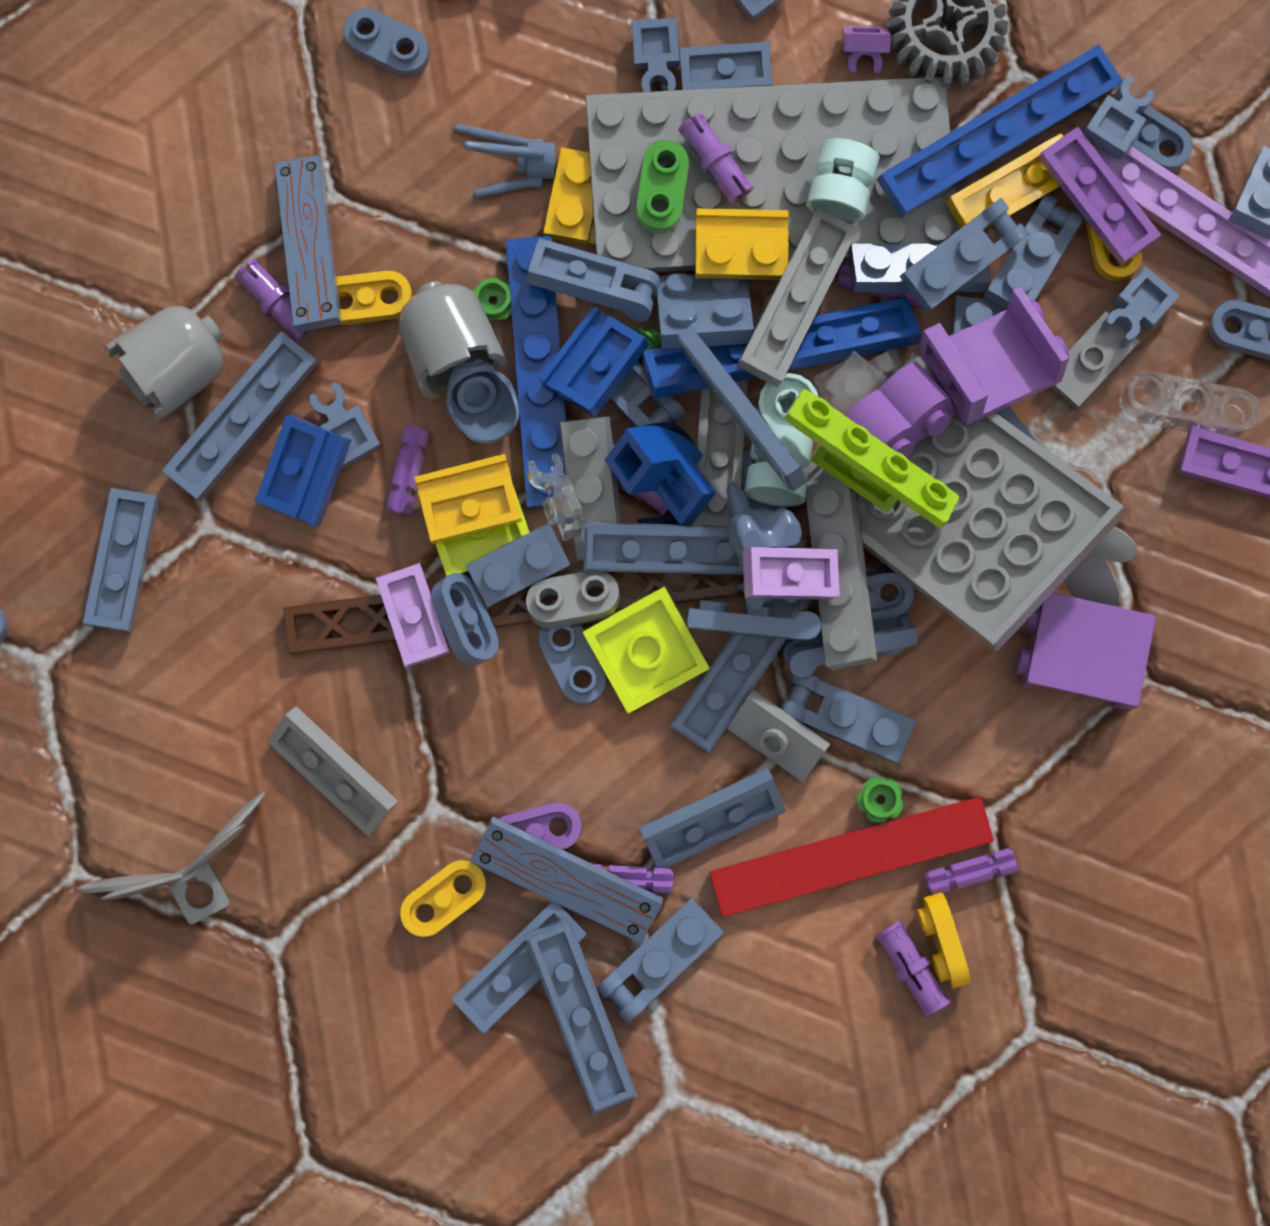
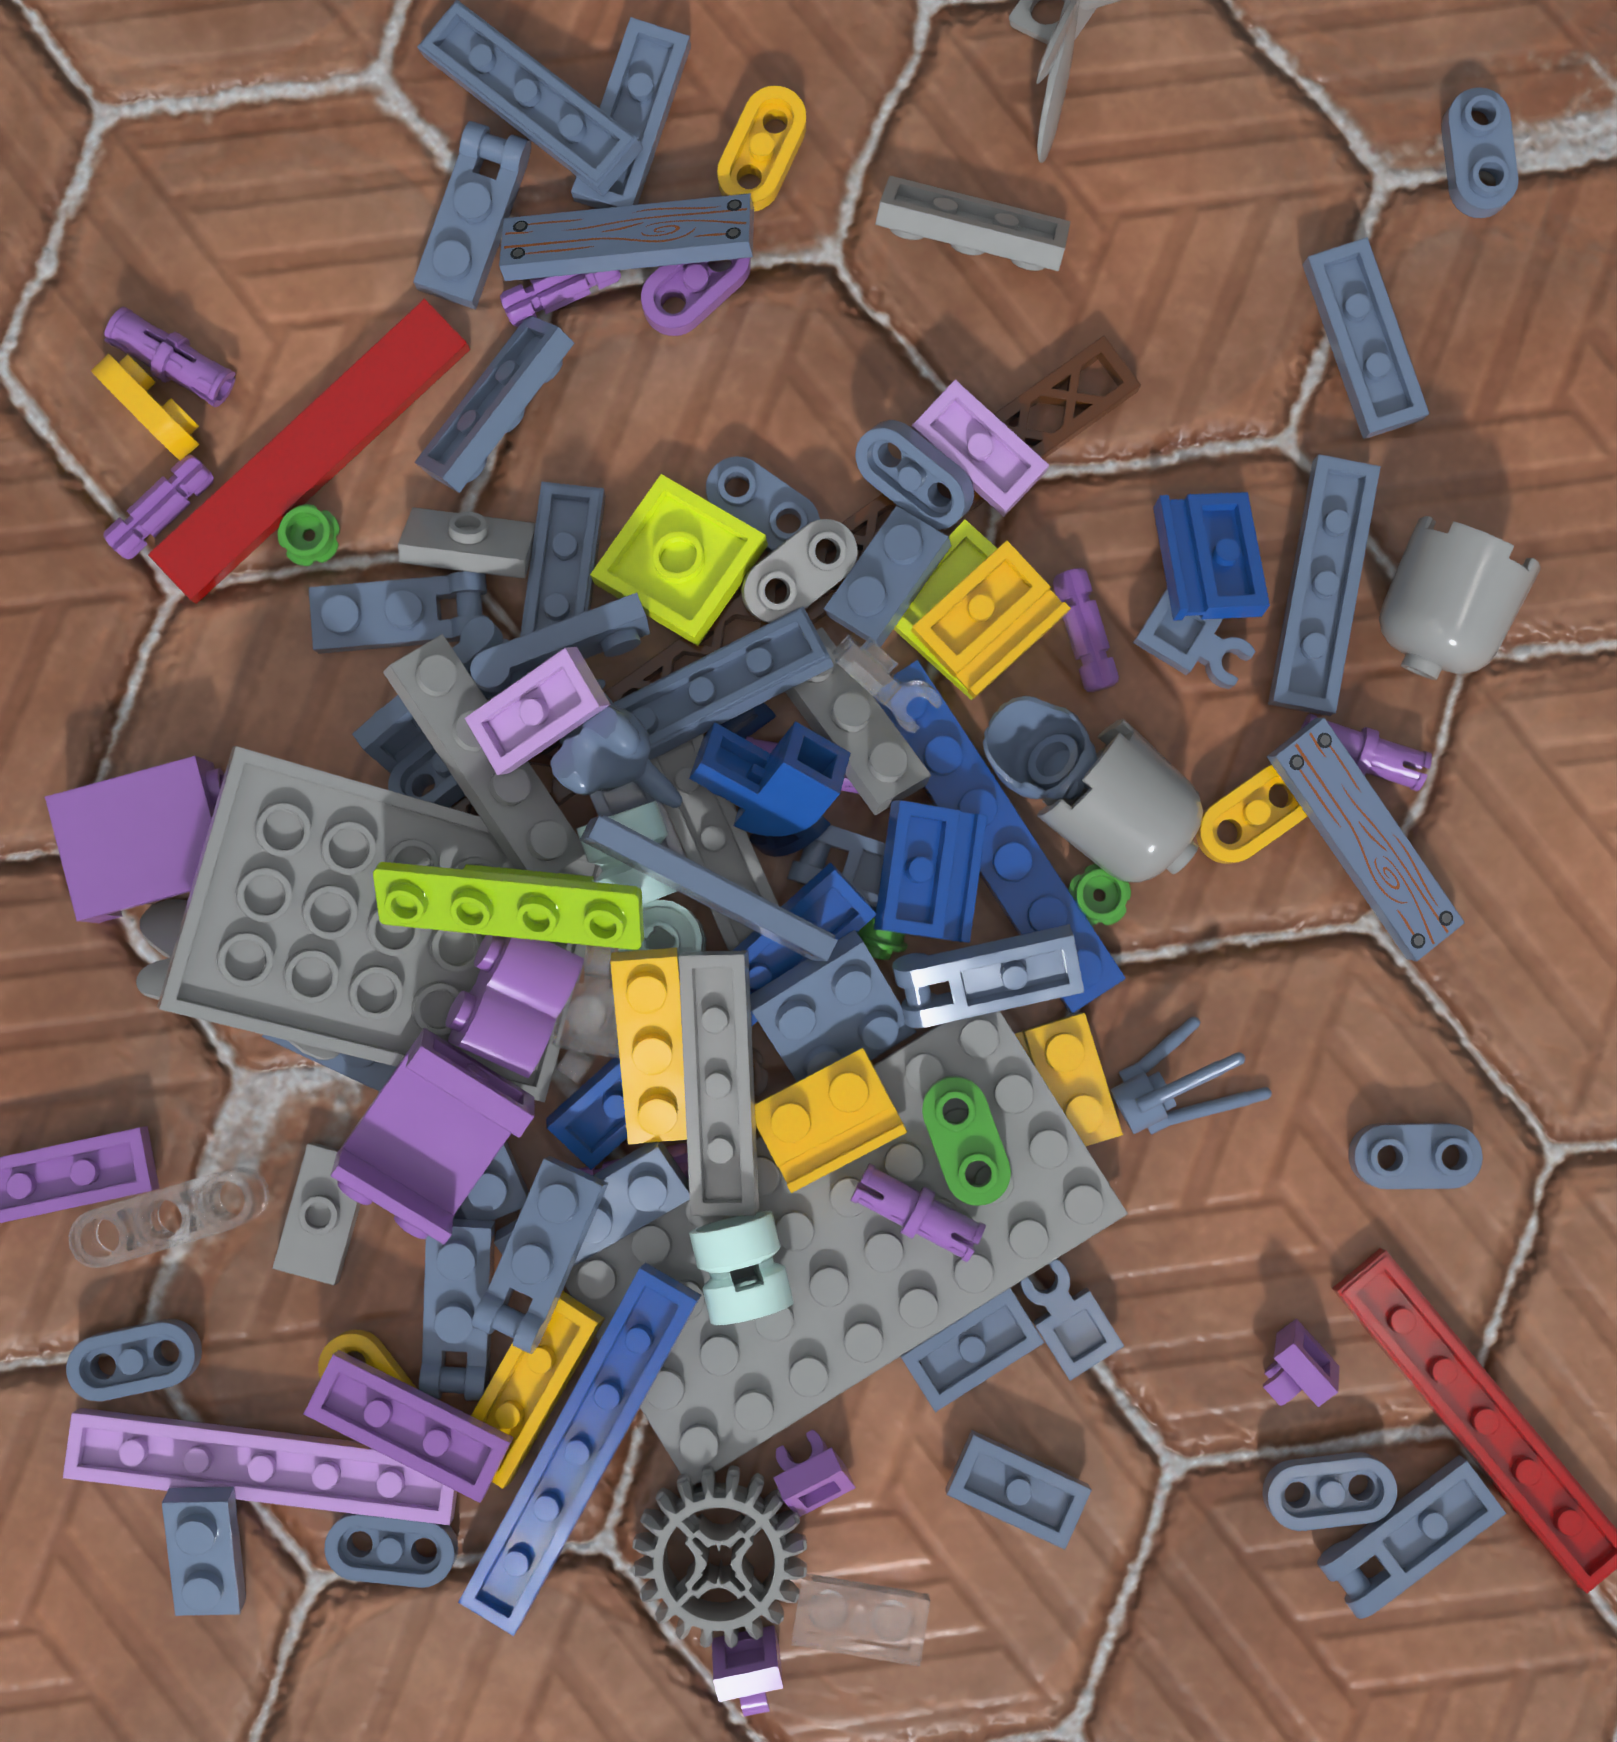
camera: 150 degrees right, 5 degrees up
(828, 341) = (650, 1043): none -> yellow plate
(1118, 120) = (437, 1538): sand blue plate -> none
(1140, 305) = (290, 1318): sand blue plate -> none

